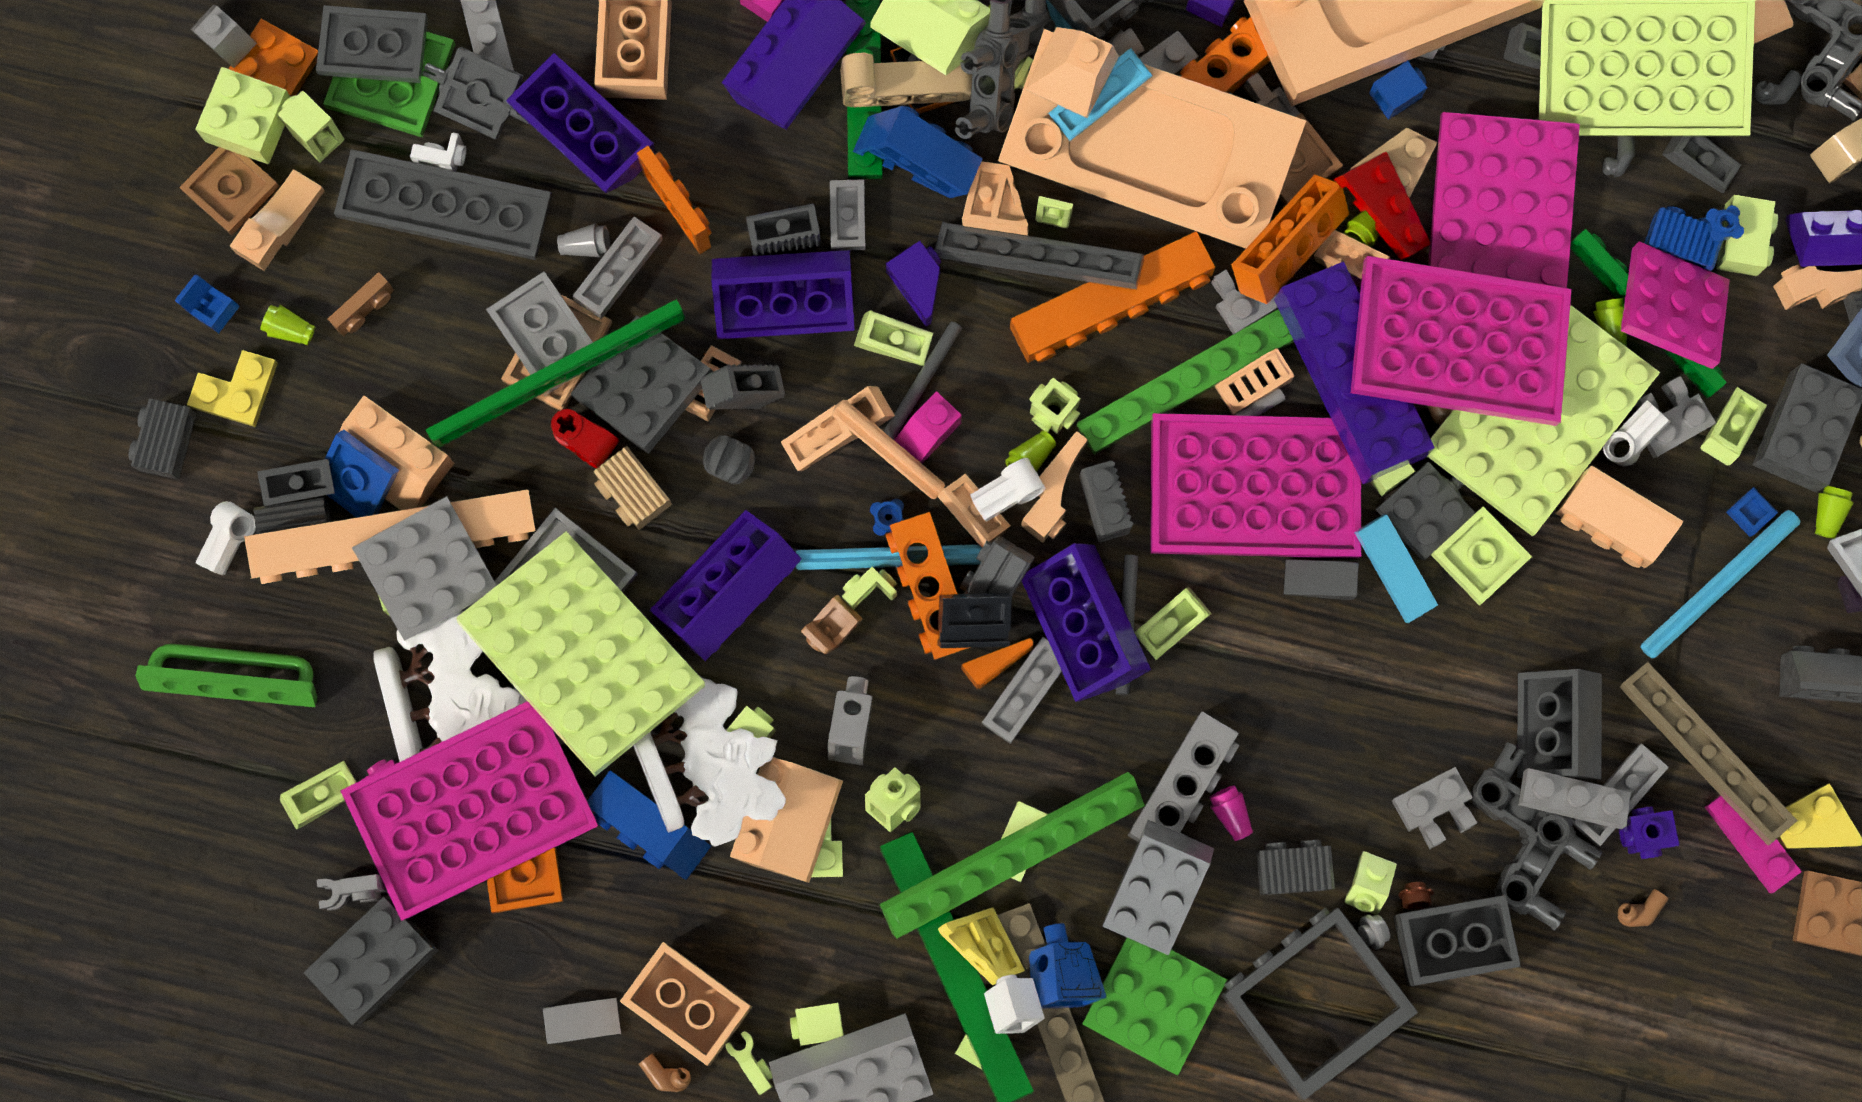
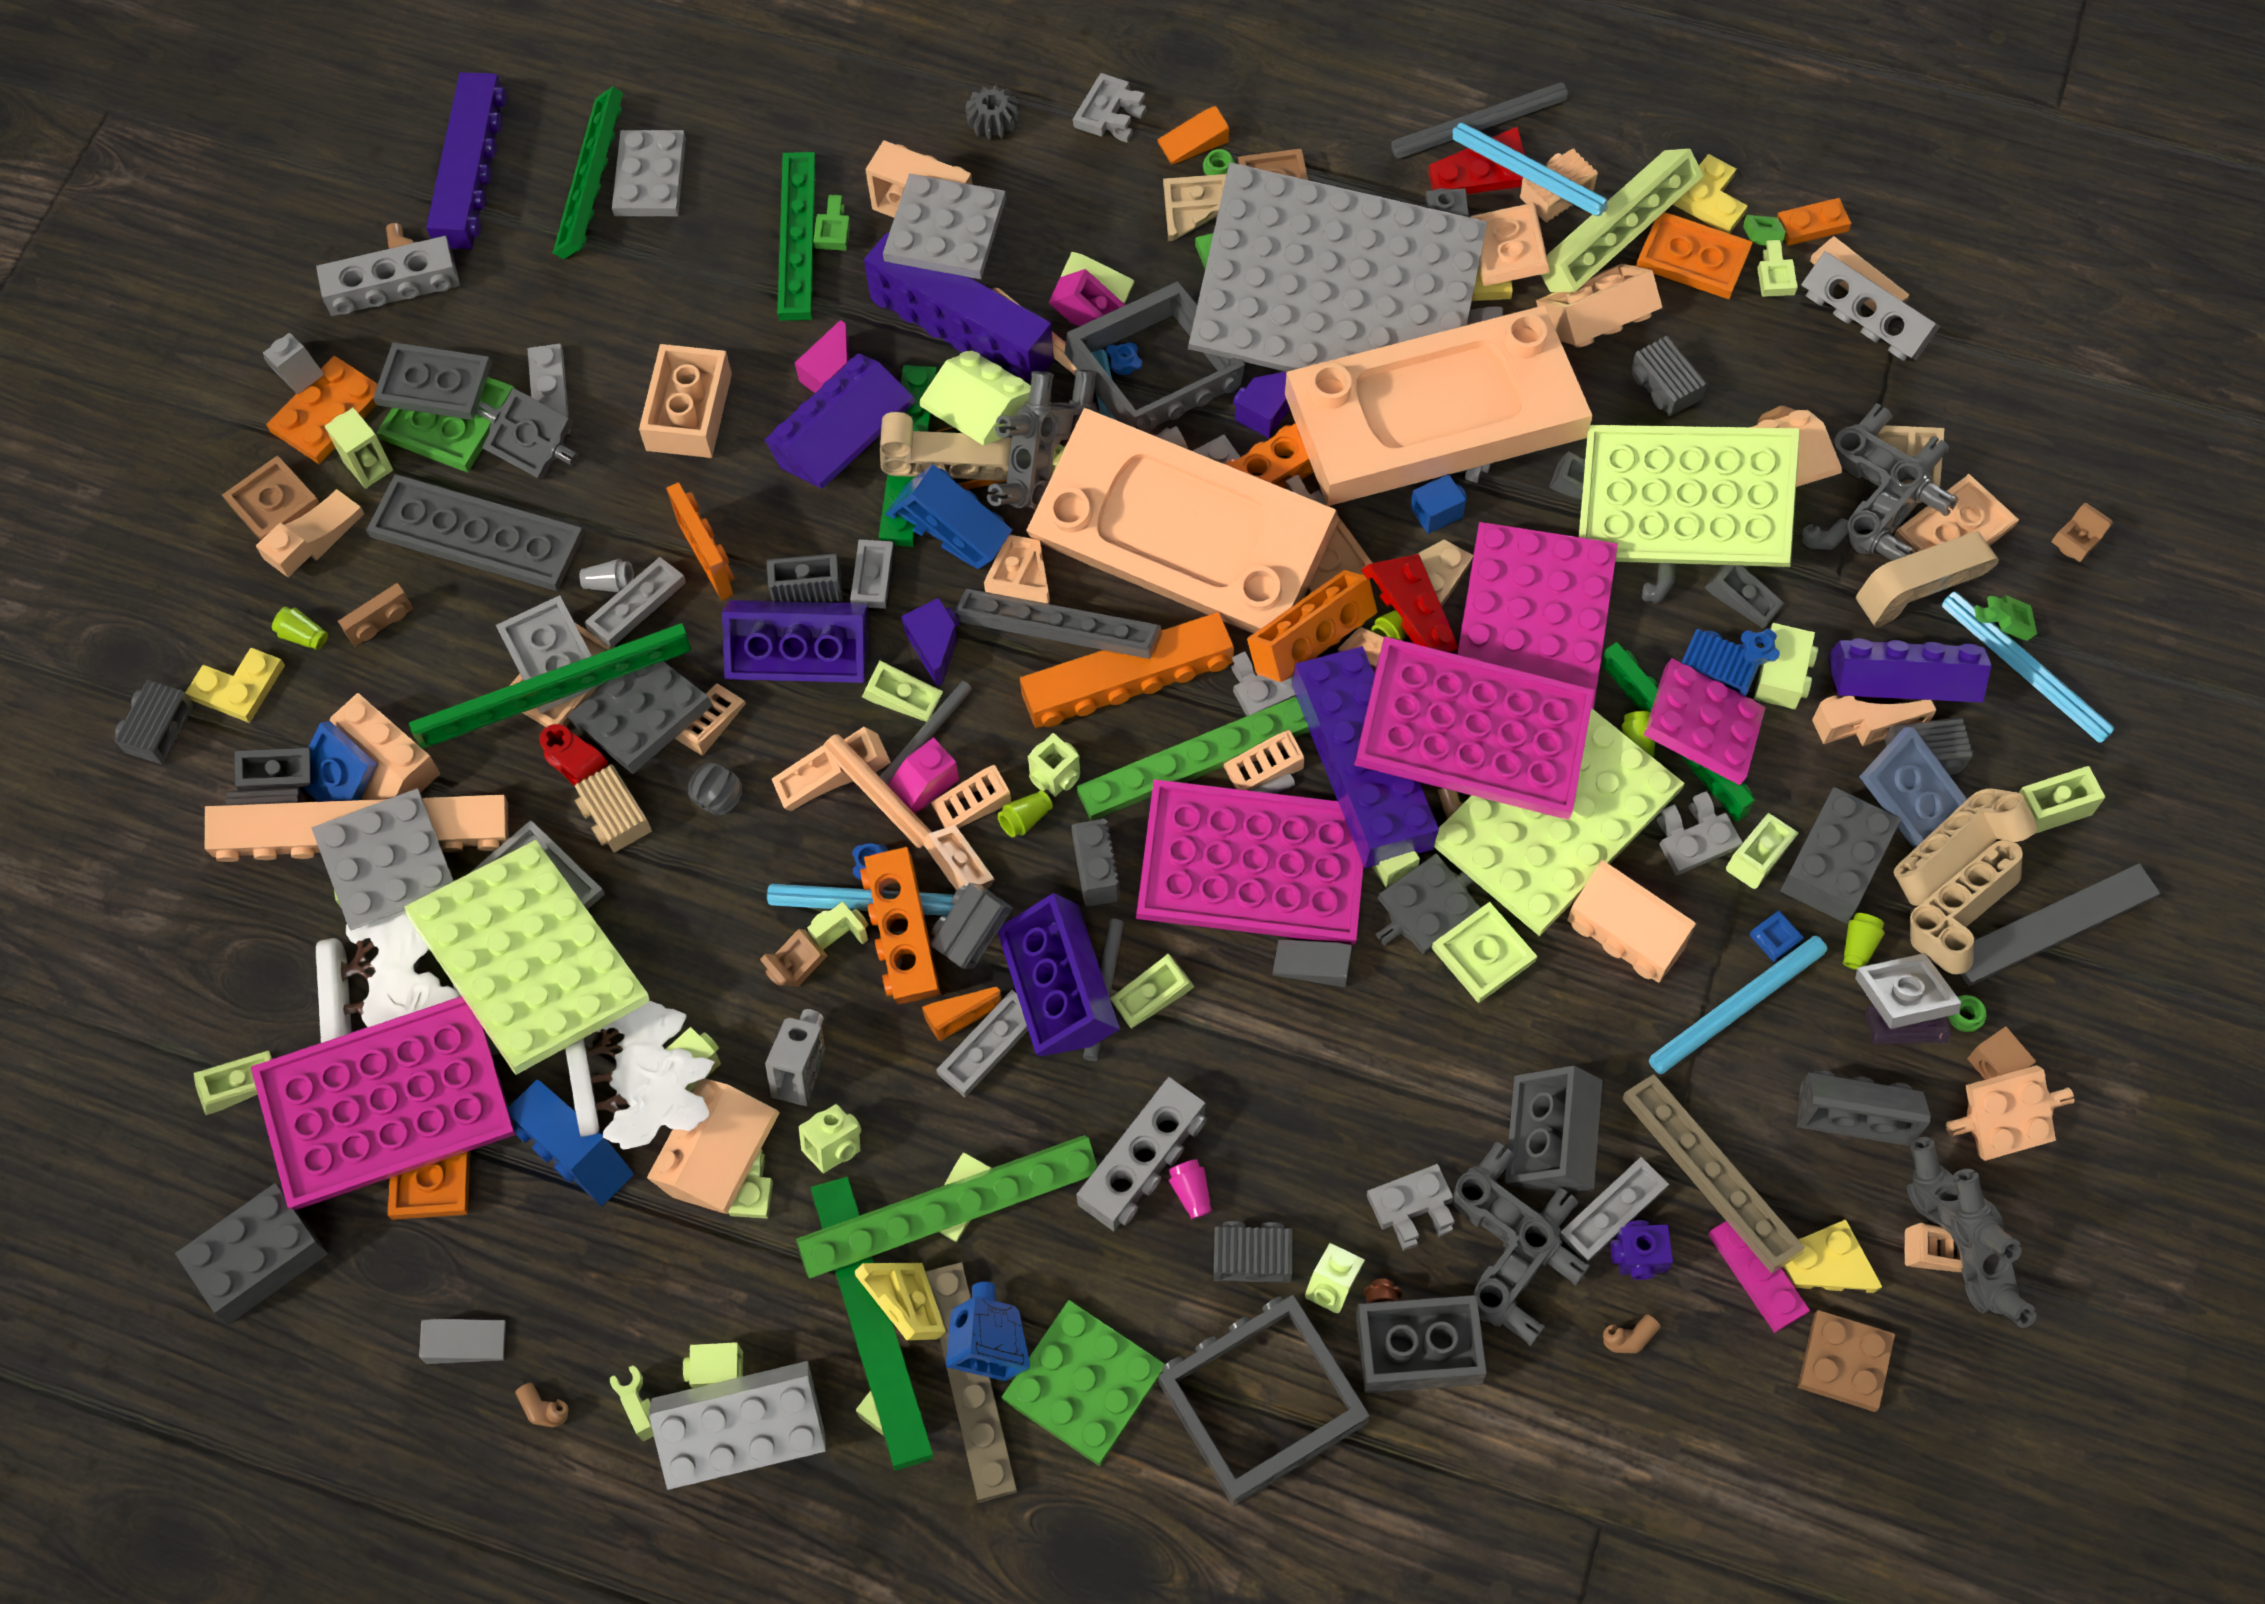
camera: 10 degrees right, 15 degrees down
(207, 303) = (224, 601): blue bracket -> none
(228, 531) = (189, 823): white piece -> none
(228, 686) = (235, 977): bright green piece -> none
(243, 115) = (293, 432): yellowish green brick -> none
(359, 888) = (248, 1170): light grey plate -> none
(435, 155) = (471, 484): white bracket -> none
(580, 124) = (620, 465): dark purple slope -> none
(686, 1004) = (575, 1329): light nougat brick -> none
(726, 584) = (692, 911): dark purple slope -> none
(742, 387) = (738, 717): dark grey brick -> none
(970, 435) = (966, 789): none -> light nougat slope
(974, 620) = (938, 959): black plate -> none
(1014, 1005) = (924, 1360): white brick -> none
(1016, 485) = (1002, 833): white piece -> none
(1047, 514) = (1032, 870): light nougat slope -> none
(1054, 212) = (1078, 583): yellowish green slope -> none
(1073, 70) = (1108, 443): light nougat slope -> none
(1124, 79) = (1132, 471): medium azure tile -> none
(1158, 887) = (1098, 1252): brick -> none
(1373, 931) = (1332, 1328): light grey plate -> none
(1396, 568) = (1392, 955): medium azure tile -> none
(1574, 798) = (1562, 1203): light grey plate -> none
(1638, 431) = (1657, 842): white piece -> none

